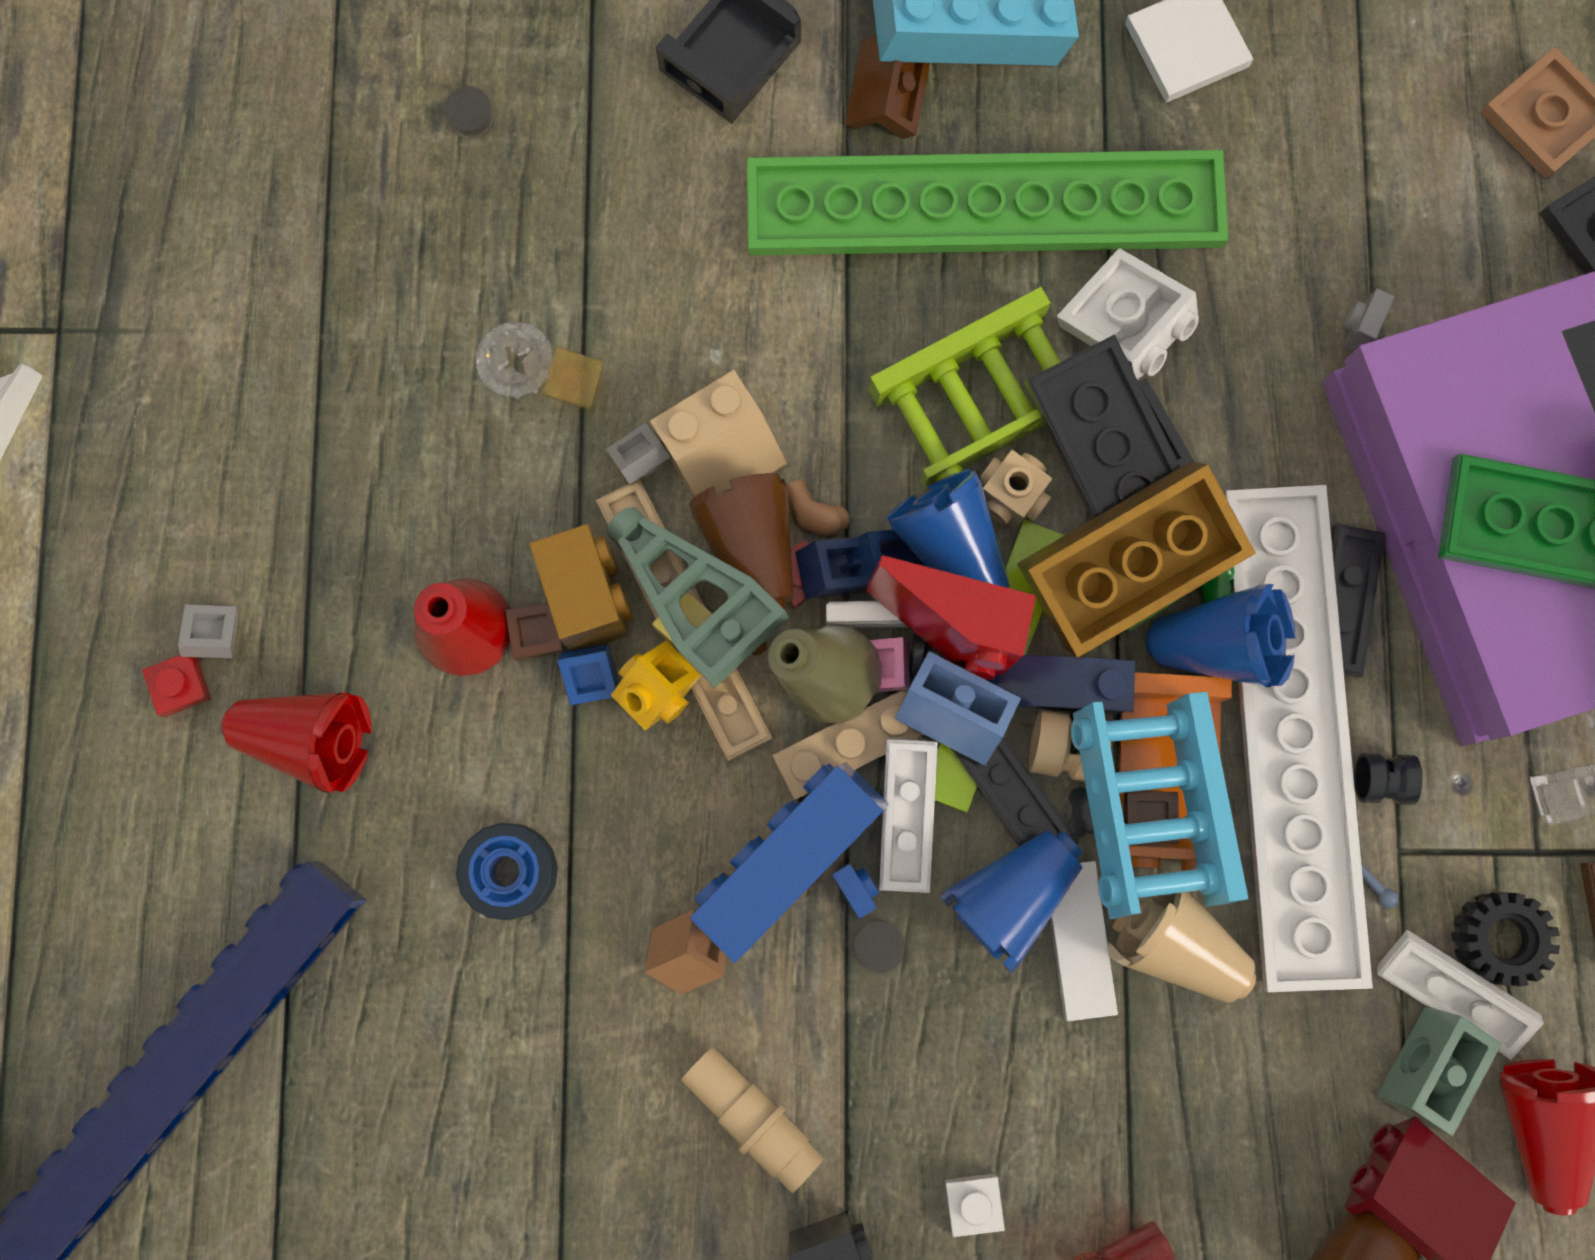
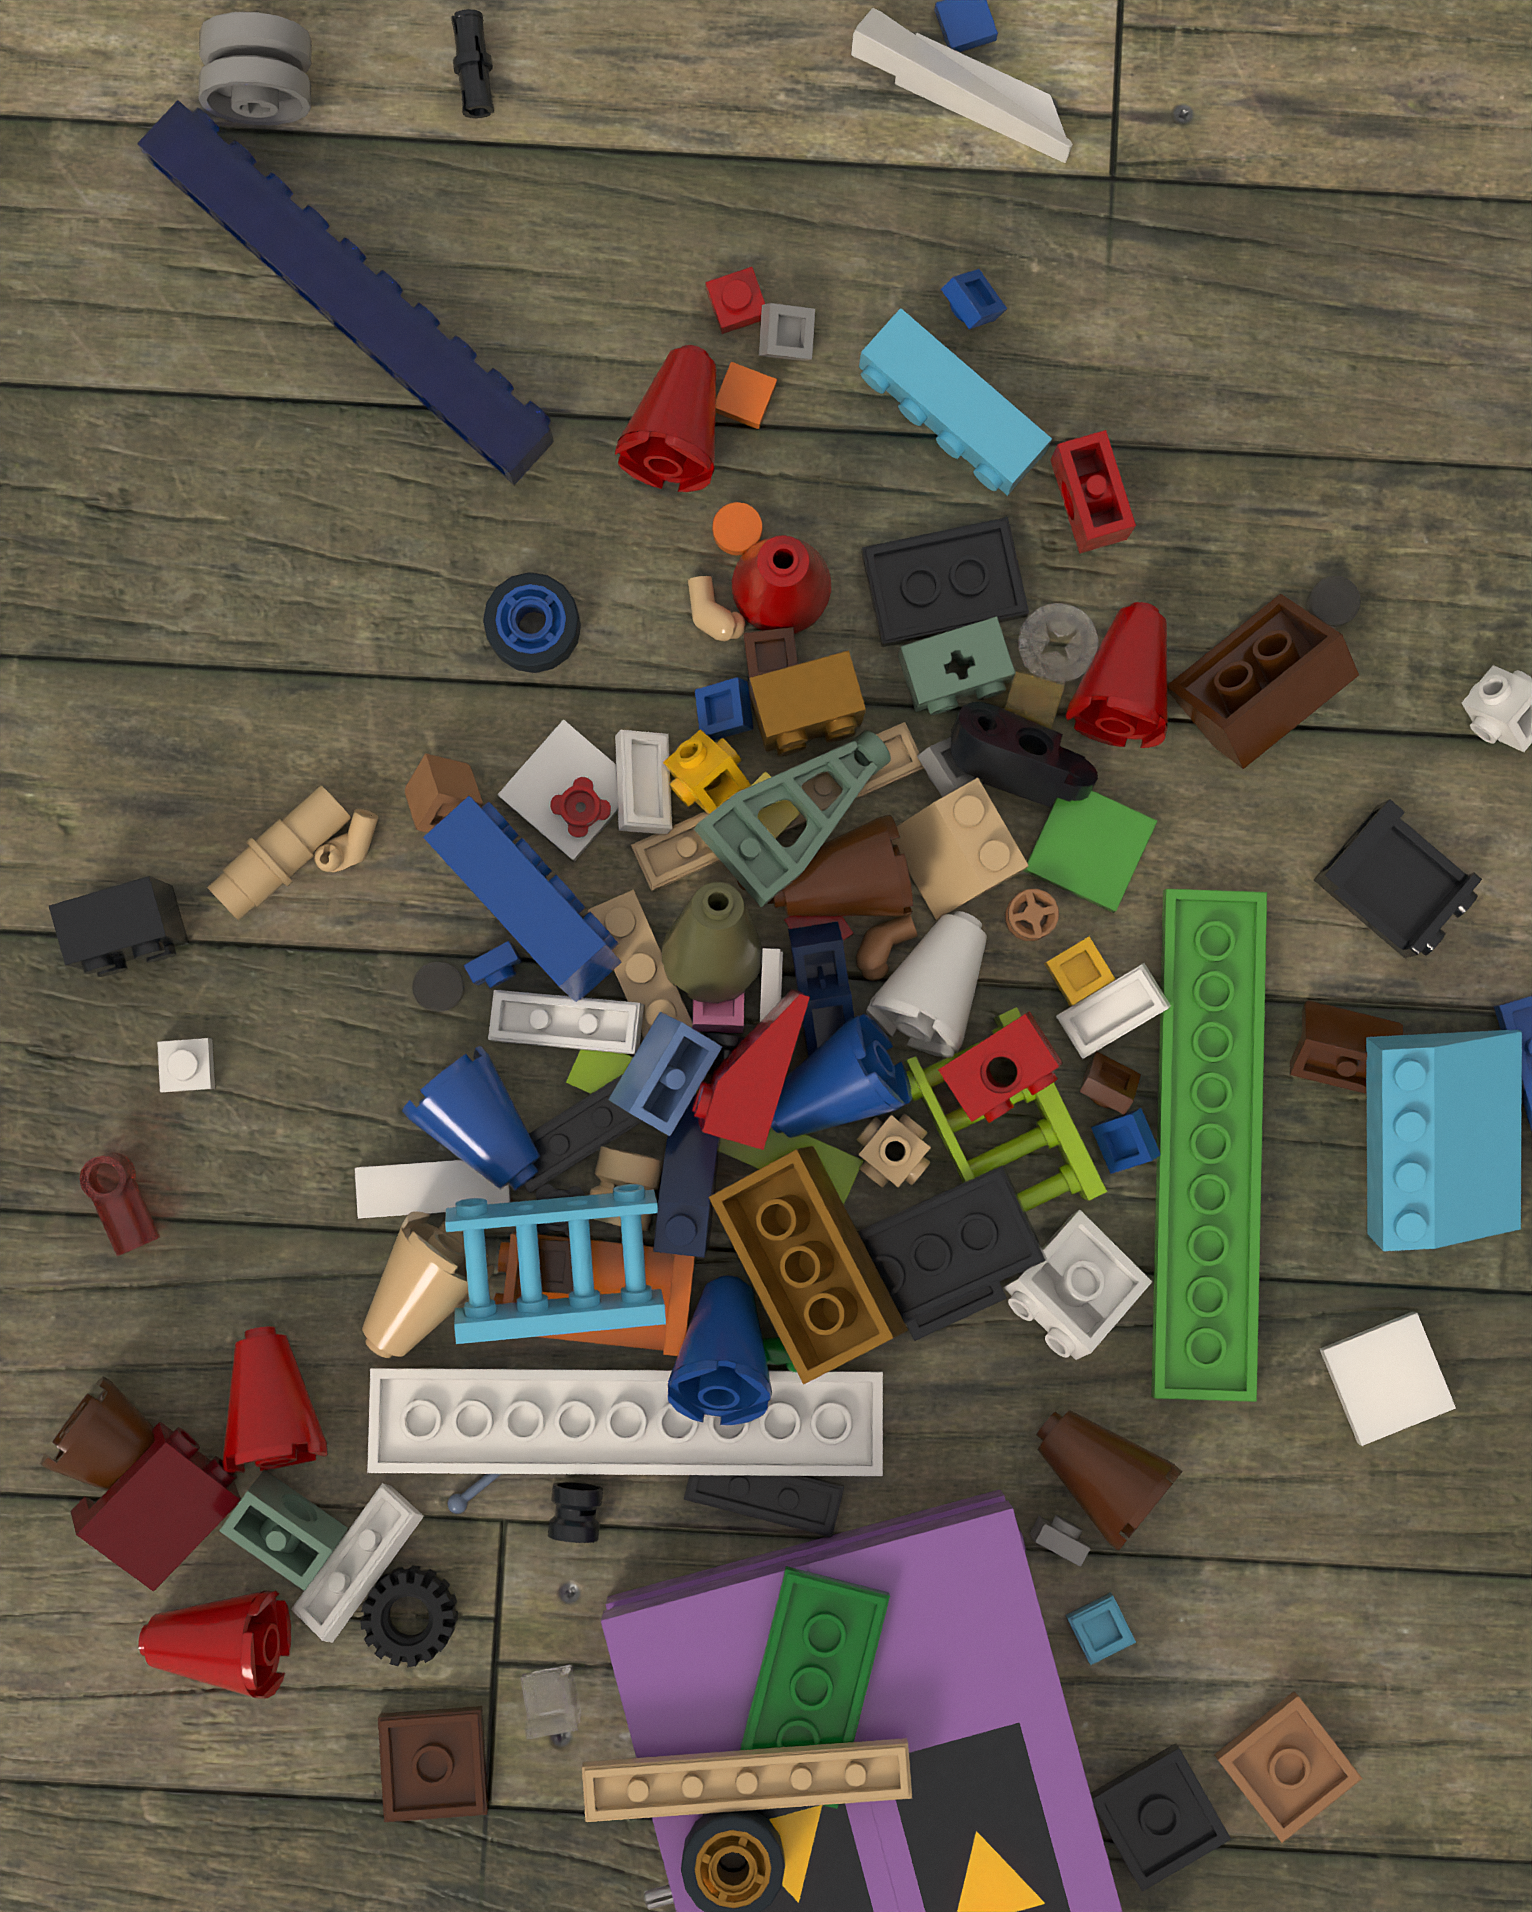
camera: 85 degrees right, 5 degrees up
(176, 452) = (973, 299): none -> blue plate
(272, 670) = (745, 395): none -> orange tile
(279, 466) = (953, 403): none -> medium azure brick
(365, 328) = (1092, 491): none -> red brick
(407, 672) = (737, 528): none -> orange tile
(457, 470) = (944, 581): none -> black tile
(495, 694) = (711, 616): none -> tan arm
(521, 431) = (974, 645): none -> sand green brick
(544, 168) = (1264, 679): none -> reddish brown slope
(551, 290) = (1126, 682): none -> red cone
(626, 387) = (1018, 755): none -> black piece
(665, 750) = (643, 782): none -> white tile
(675, 826) = (551, 772): none -> white tile
(678, 808) = (580, 792): none -> red plate
(708, 322) = (1091, 848): none -> bright green tile
(742, 1047) = (349, 847): none -> tan arm
(778, 361) = (1040, 913): none -> medium nougat wheel
(830, 326) = (1079, 971): none -> yellow plate
(854, 456) = (934, 987): none -> white cone
(866, 292) = (1113, 1010): none -> white tile
(904, 372) = (971, 1076): none -> red brick
(935, 292) = (1110, 1083): none -> reddish brown plate
(989, 276) = (1126, 1141): none -> blue plate
(1306, 276) = (1105, 1473): none -> reddish brown cone
(1317, 1093) = (269, 1407): none -> red cone
(1442, 284) = (1100, 1628): none -> medium azure tile

